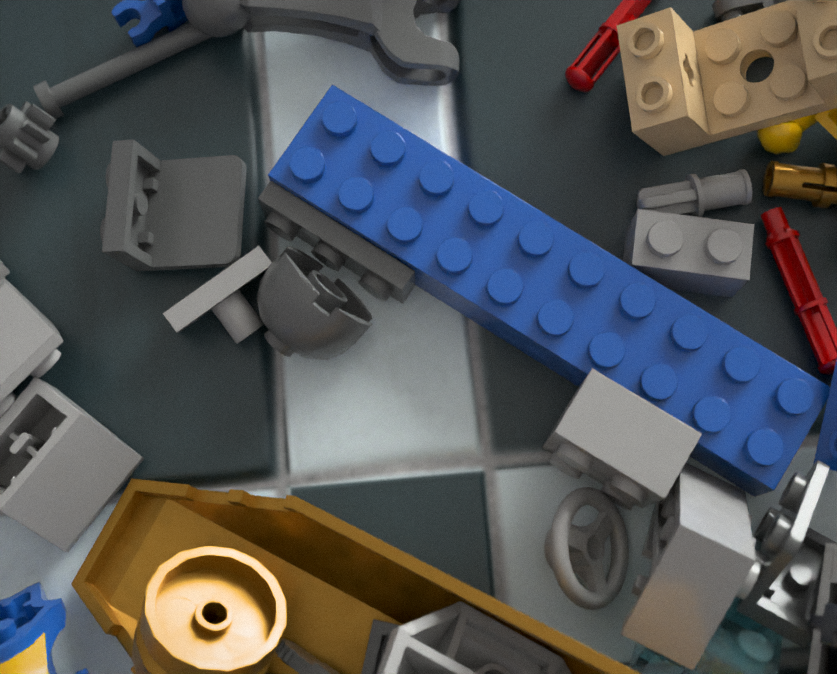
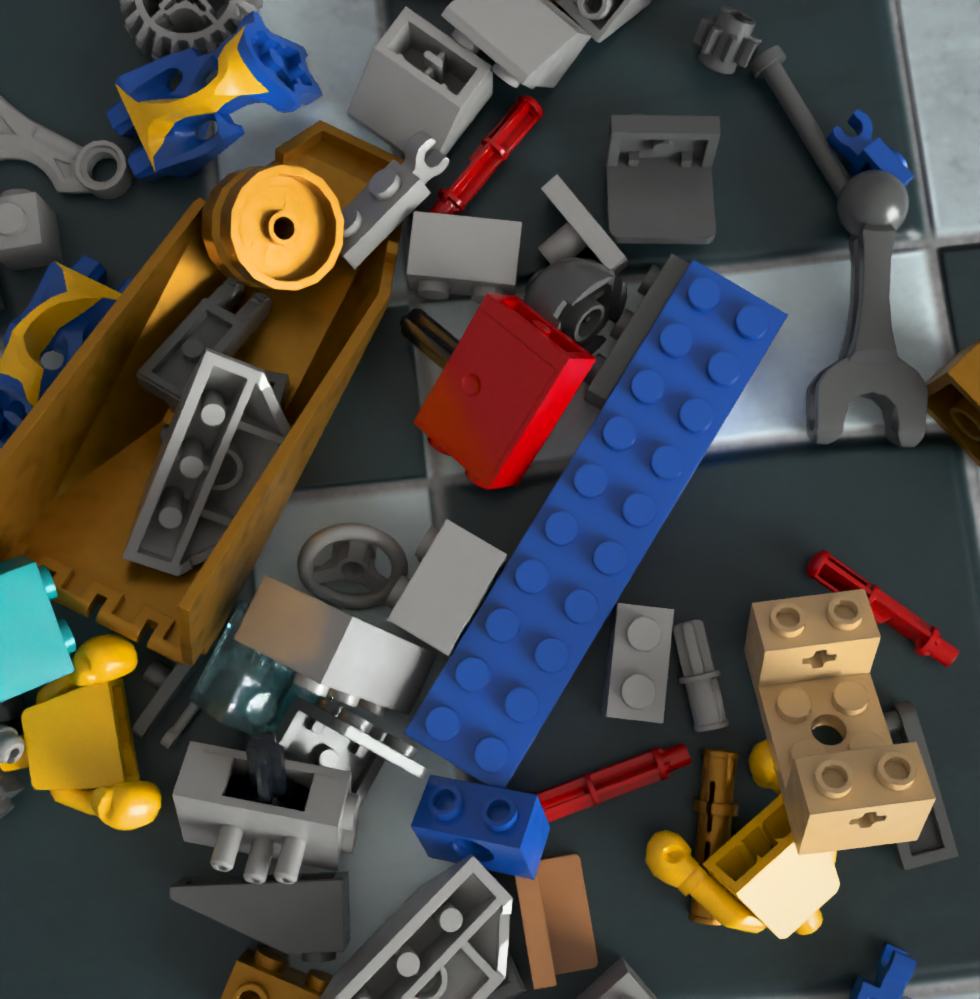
camera: 90 degrees right, 5 degrees up
(135, 398) = (489, 155): none -> red piece
(175, 498) = (389, 198): none -> light grey plate
(247, 418) = (462, 256): none -> light grey brick
(401, 382) = (496, 387): none -> red piece

